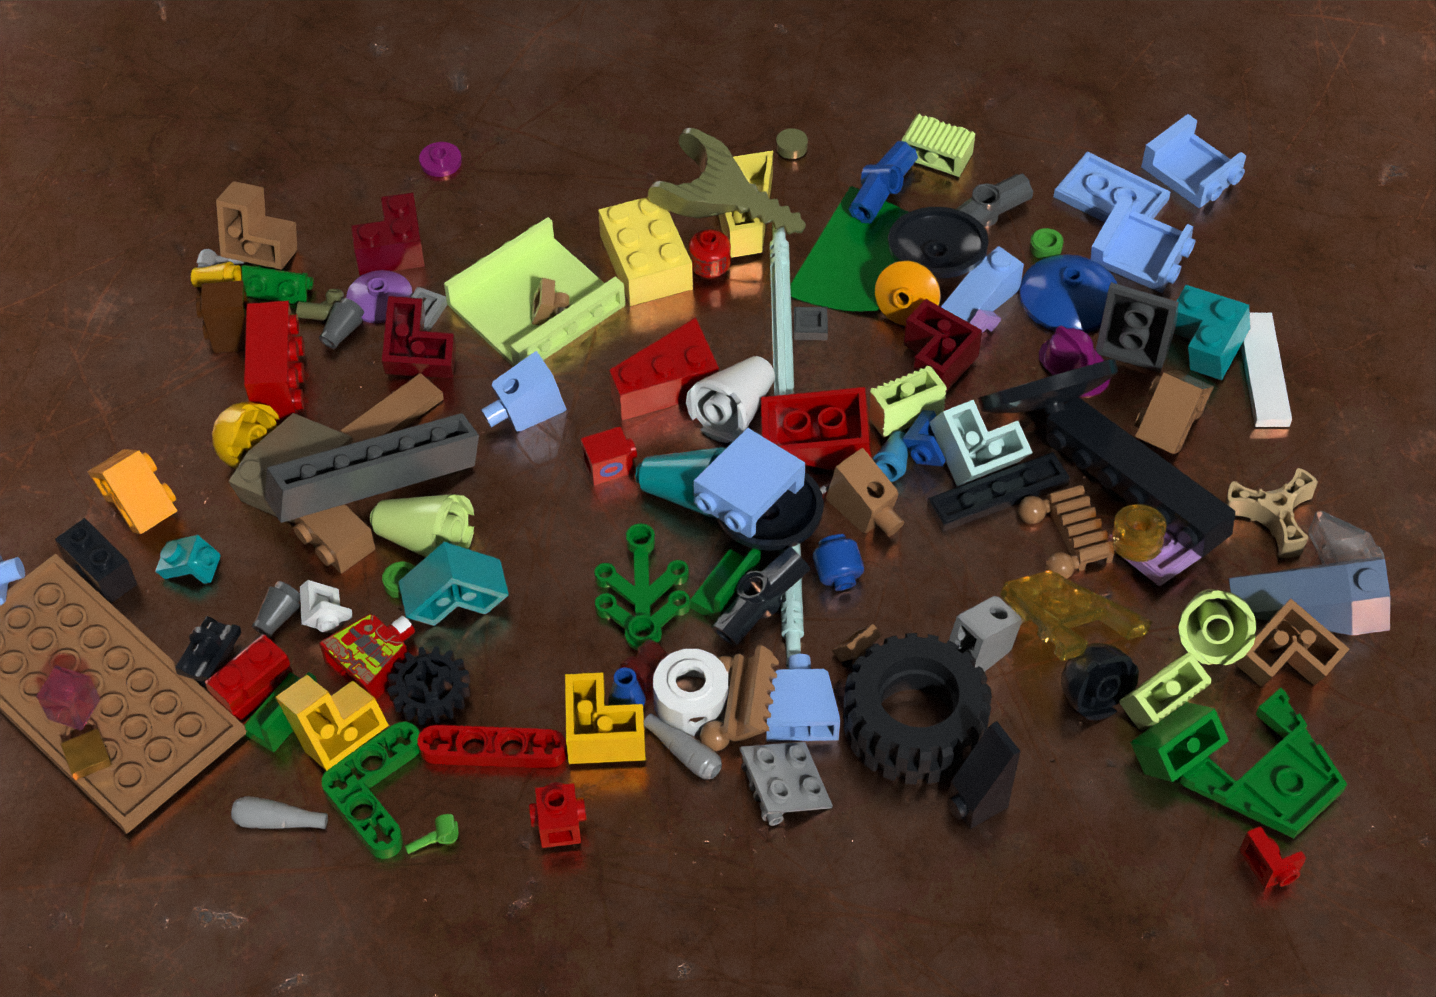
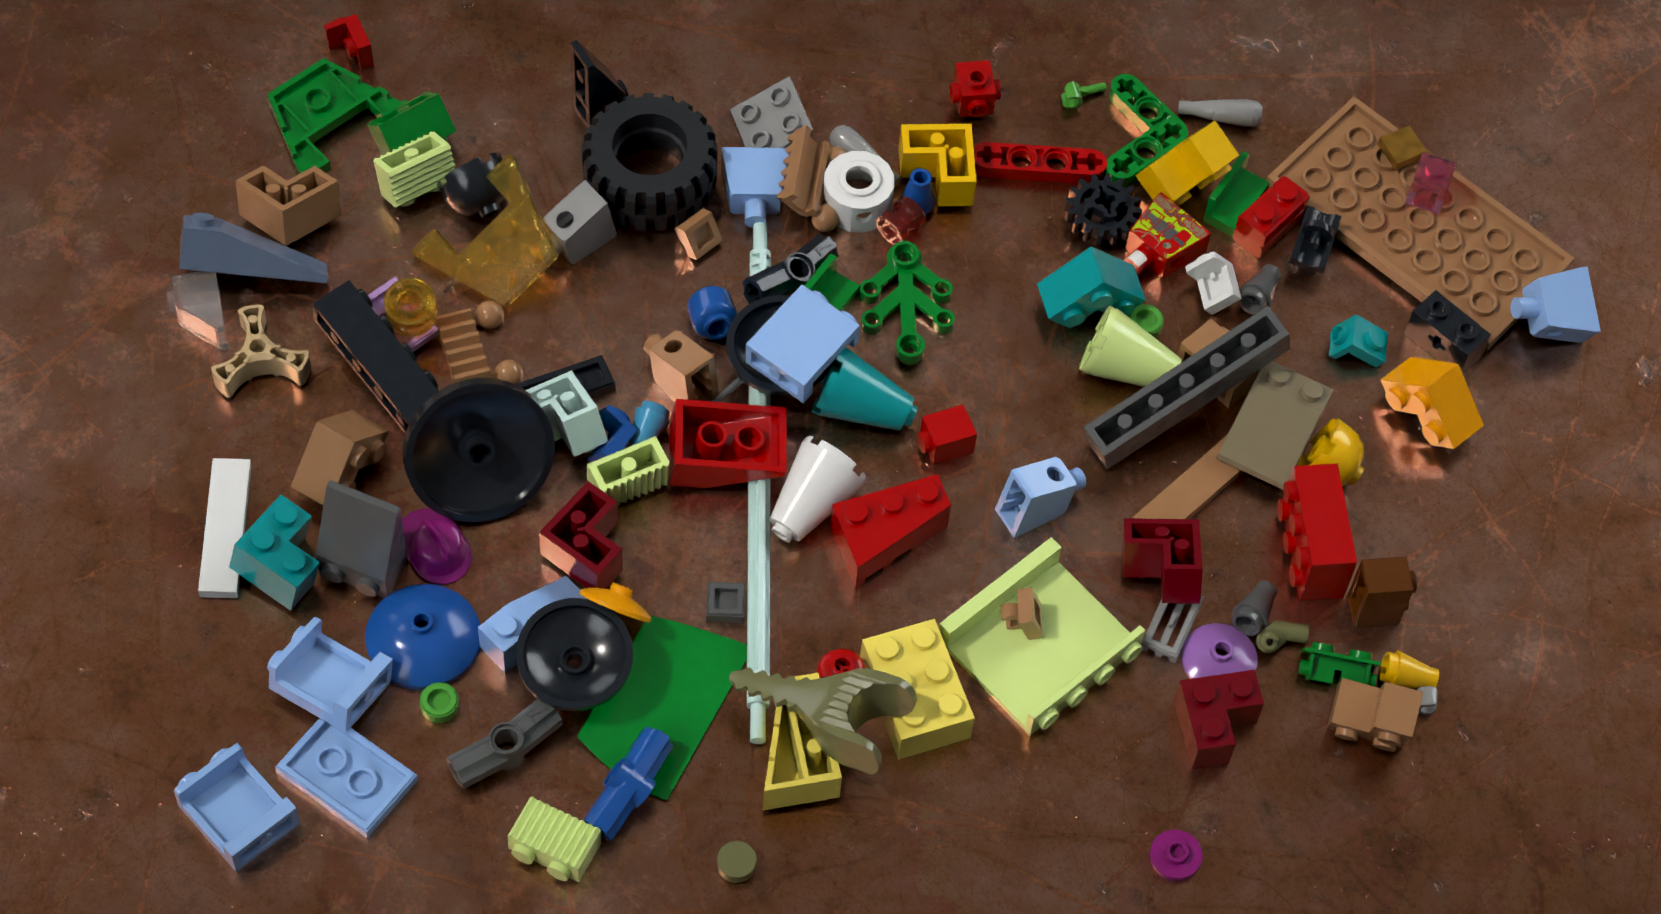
camera: 175 degrees right, 5 degrees up
(985, 320) = (533, 580): lavender tile -> none
(1217, 627) = (356, 216): yellowish green cone -> none

